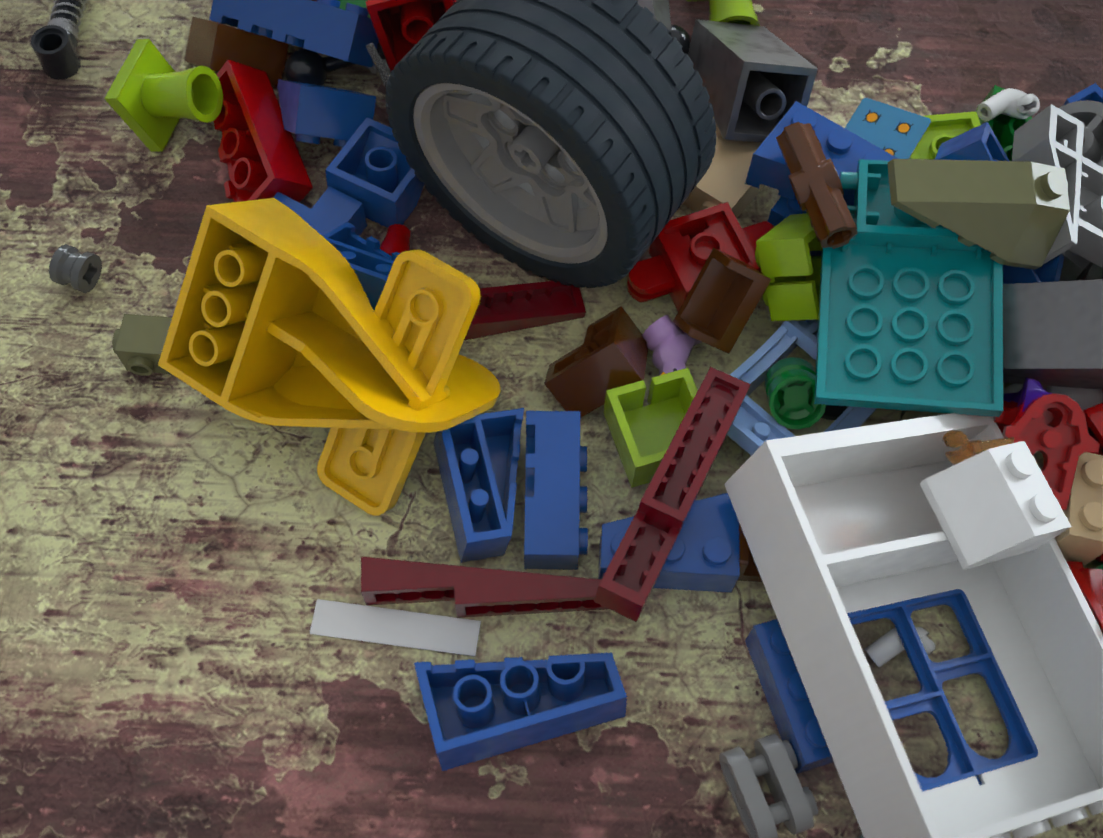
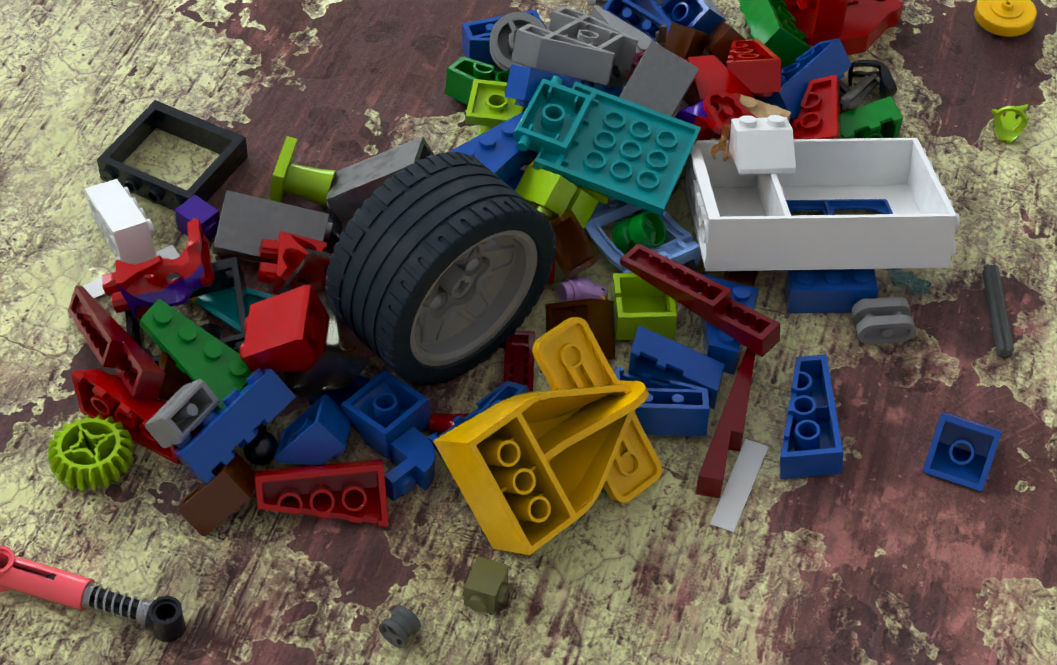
camera: 75 degrees left, 15 degrees down
(155, 97) = (268, 526): lime plant -> none
(816, 185) = (526, 156): reddish brown piece -> none
(888, 127) = (470, 123): dark azure sticker -> none
(995, 204) = (580, 77): olive wedge -> none
(1009, 103) = (469, 63): white arm -> none

